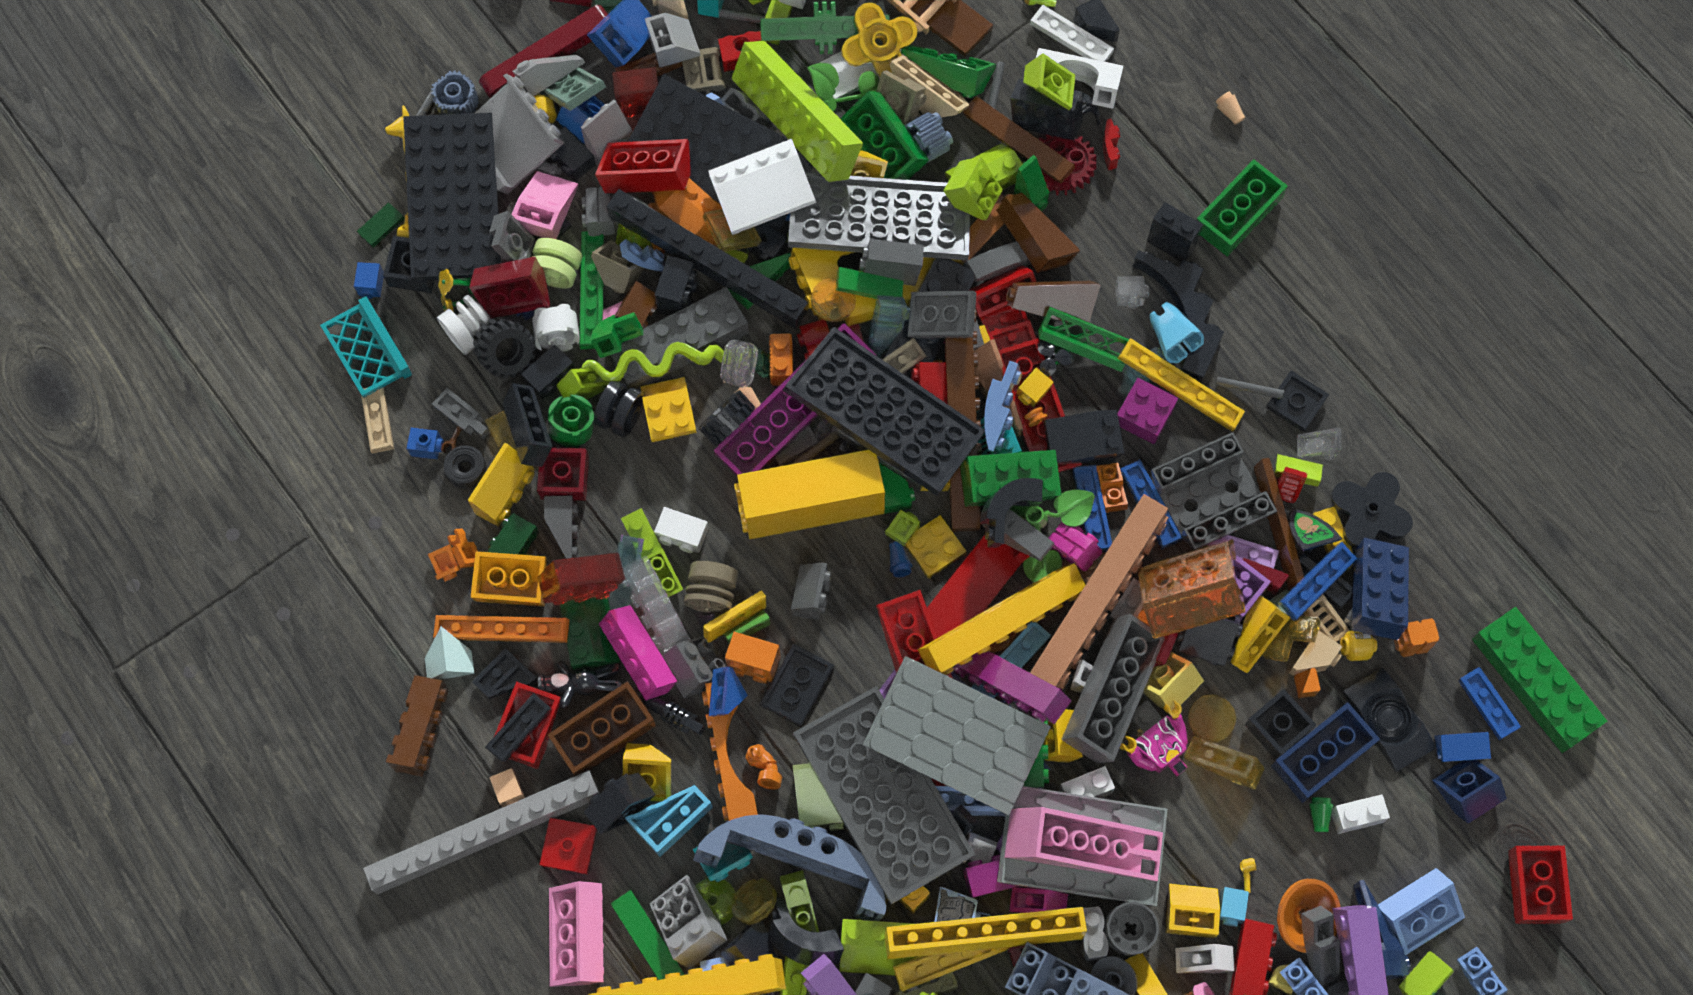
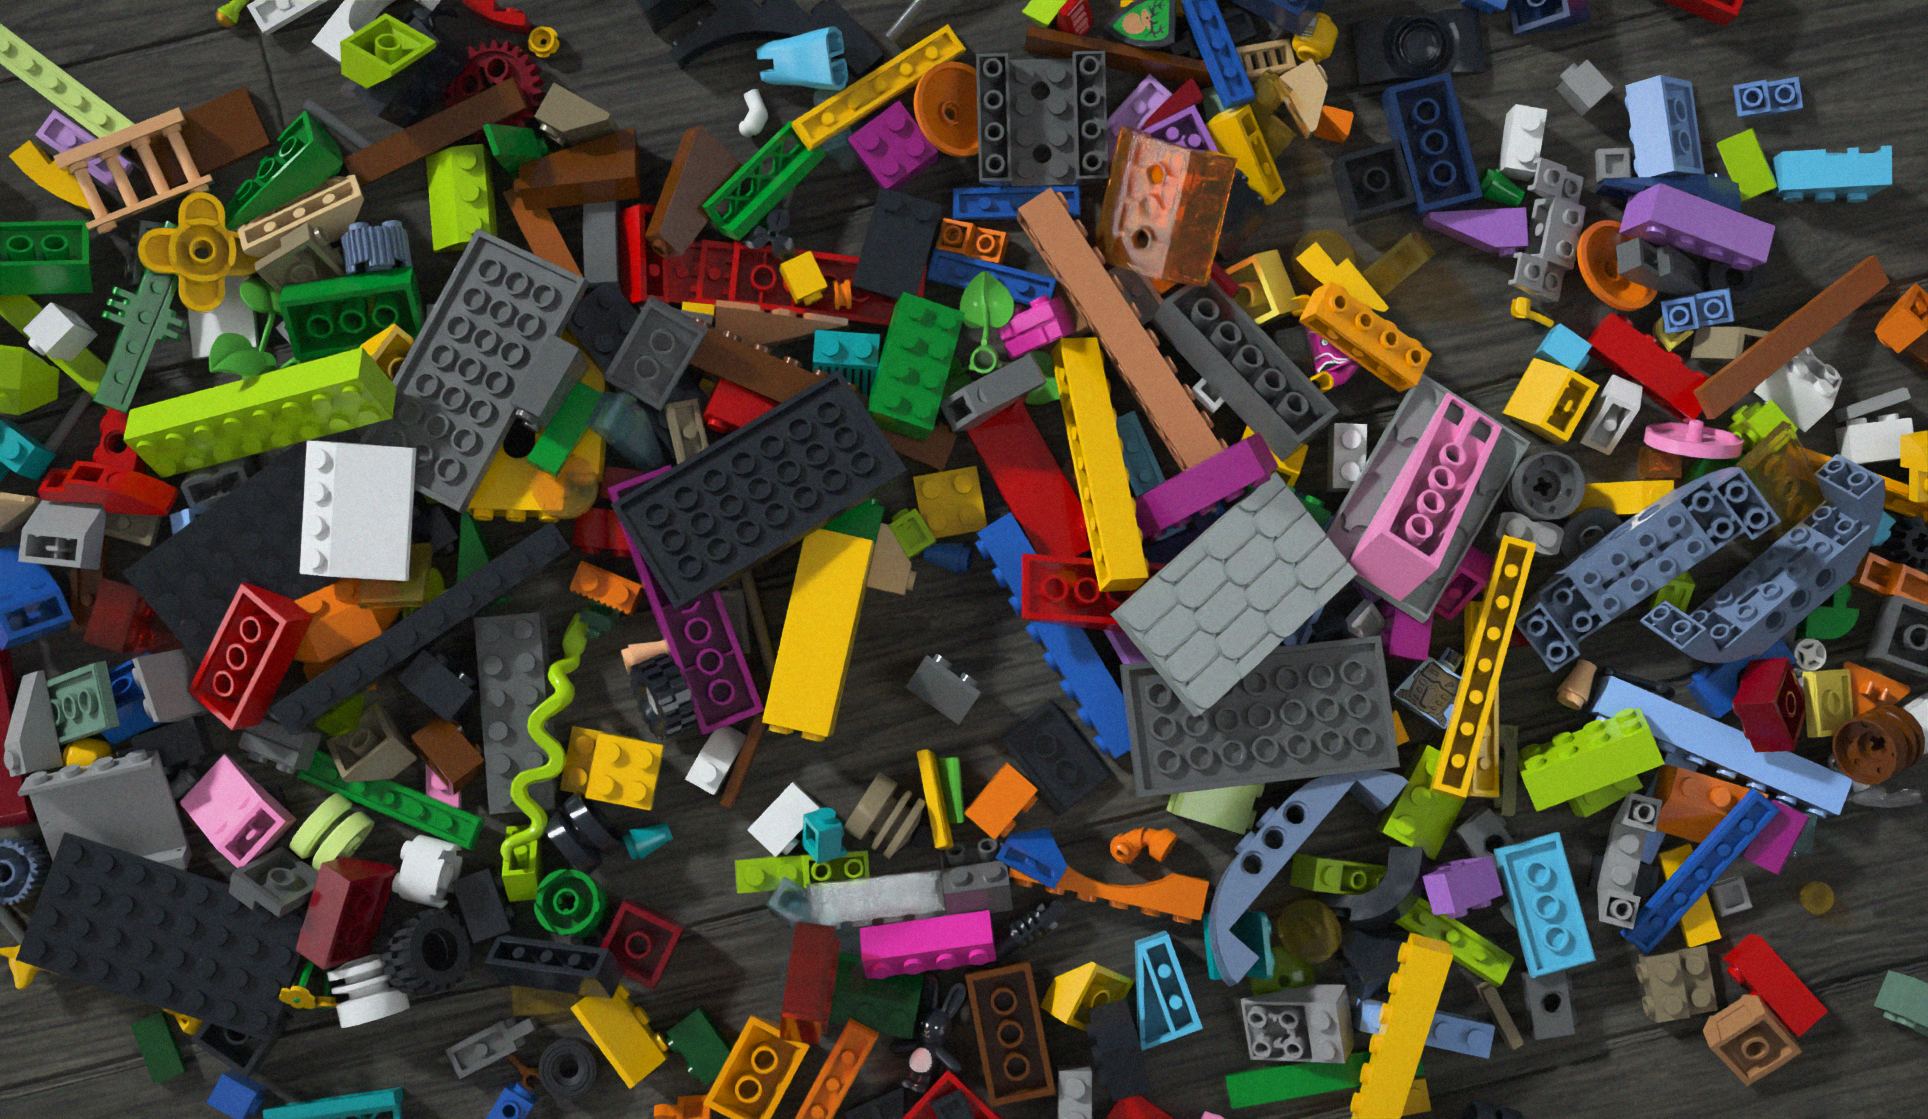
camera: 70 degrees left, 15 degrees up
(560, 518) = (704, 972): dark grey slope -> none
(612, 331) = (473, 800): green brick -> none
(630, 451) = (645, 840): none -> teal cone
(645, 258) = (380, 707): medium blue slope -> none
(681, 554) = (823, 835): none -> teal brick
(701, 471) = (716, 759): none -> white slope
(704, 489) = (744, 762): none -> reddish brown tile
(713, 53) = (113, 486): none -> red slope
(739, 363) = (591, 647): clear brick -> none
(873, 524) = (890, 565): none -> tan slope
(873, 654) = (1065, 646): none -> blue brick
(973, 188) = (488, 227): lime slope -> none
(997, 416) = (827, 346): medium blue slope -> none
(1015, 493) = (952, 395): black arch -> none
(1066, 210) = (572, 118): none -> dark tan slope
(1107, 173) = (540, 34): none -> yellow plate
(1125, 322) = (756, 116): none -> white arm
(1131, 291) = (719, 88): clear brick -> none
(1173, 759) = (1365, 336): none -> light orange brick
(1197, 420) = (953, 90): none -> orange dish
(1205, 728) = (1345, 274): none -> yellow slope
(1289, 818) = (1488, 229): none -> medium lavender slope
(1310, 861) = (1552, 232): none -> light grey bracket
(1380, 886) = (1612, 164): none -> light grey tile
(1420, 841) = (1583, 86): none -> light grey brick

